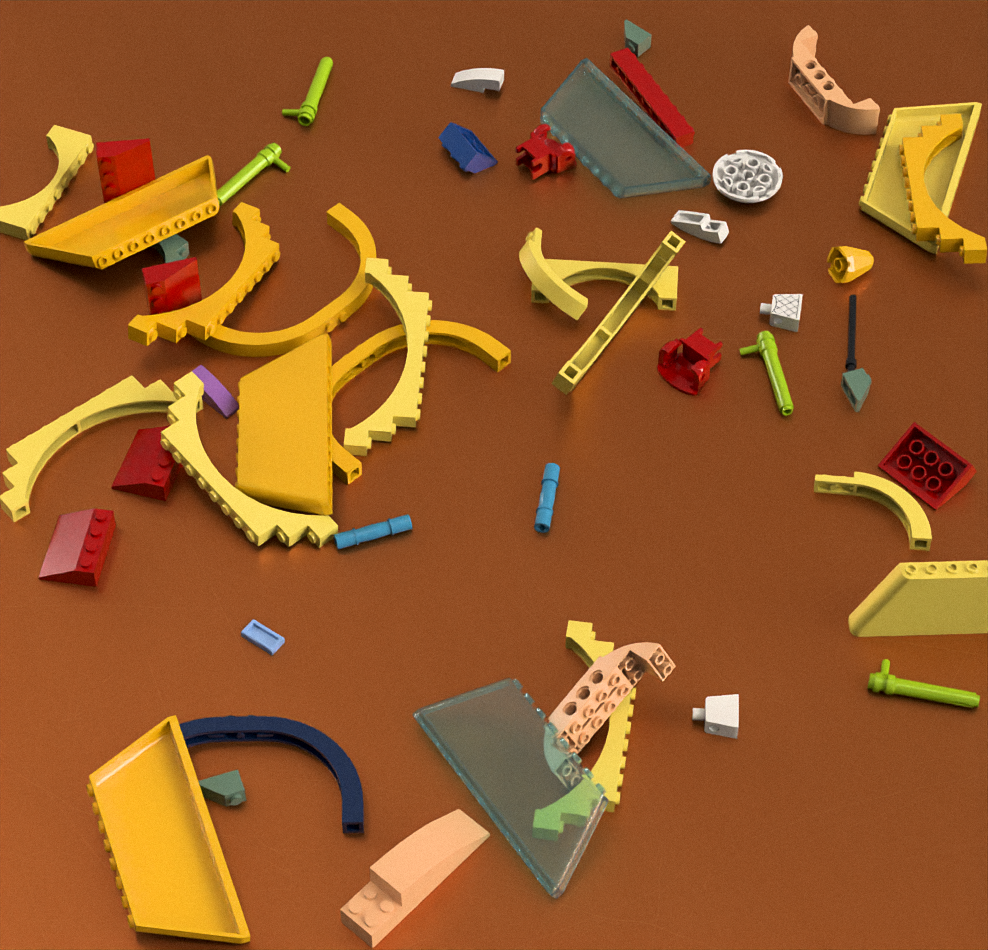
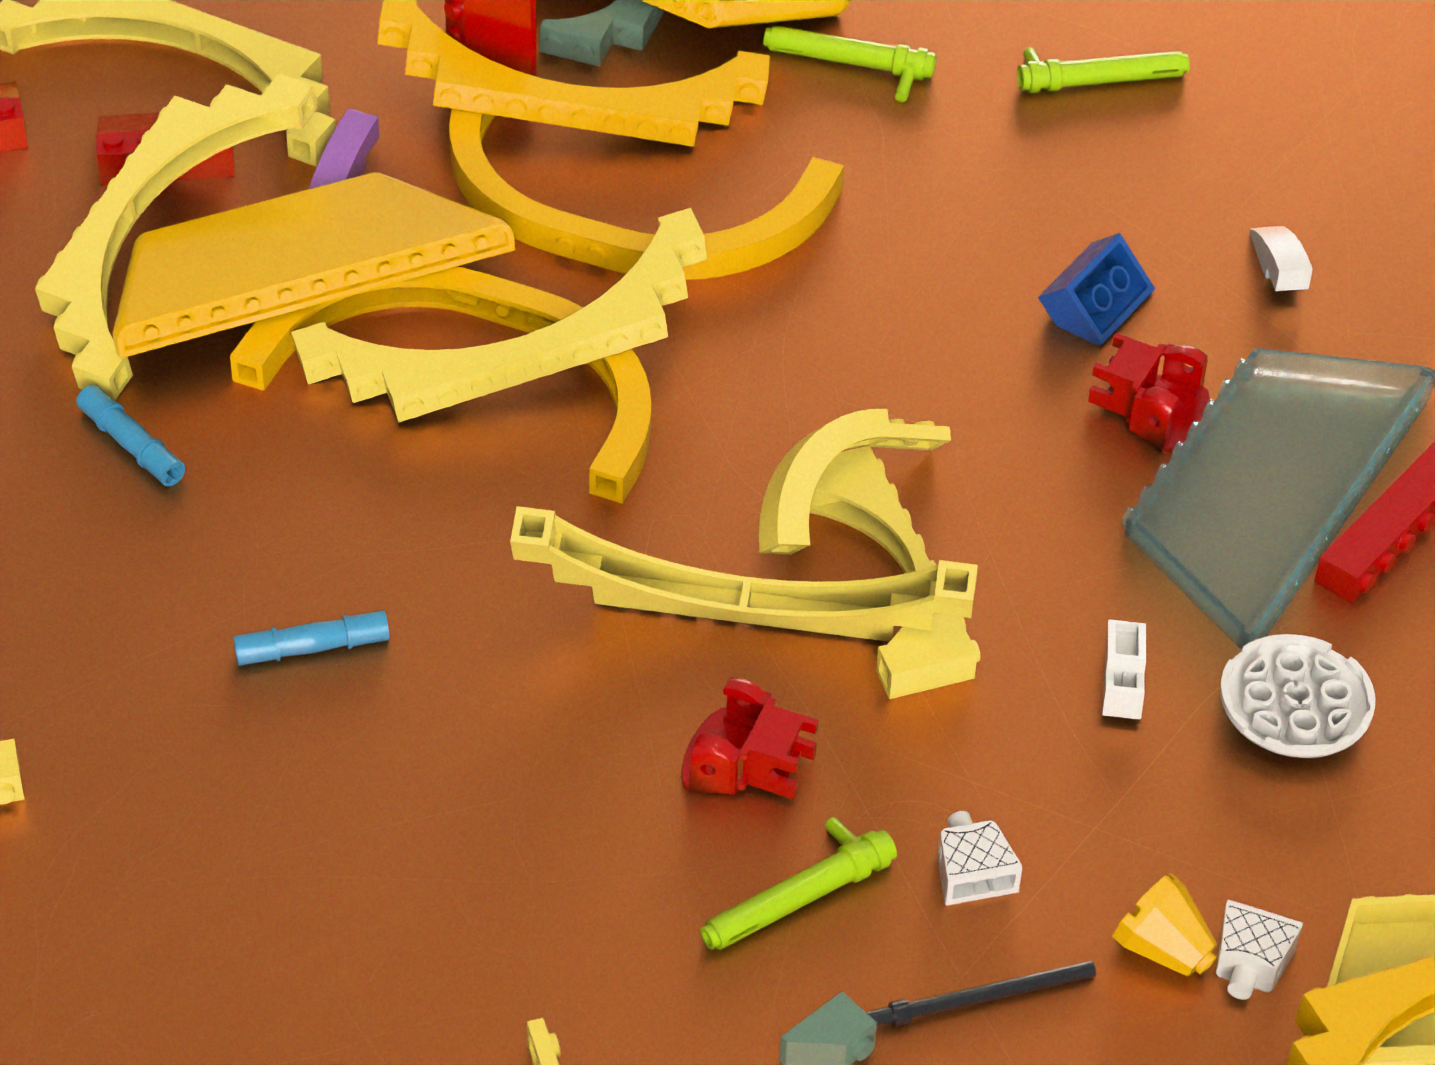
camera: 65 degrees right, 5 degrees down
(869, 239) = (1254, 948): none -> white torso

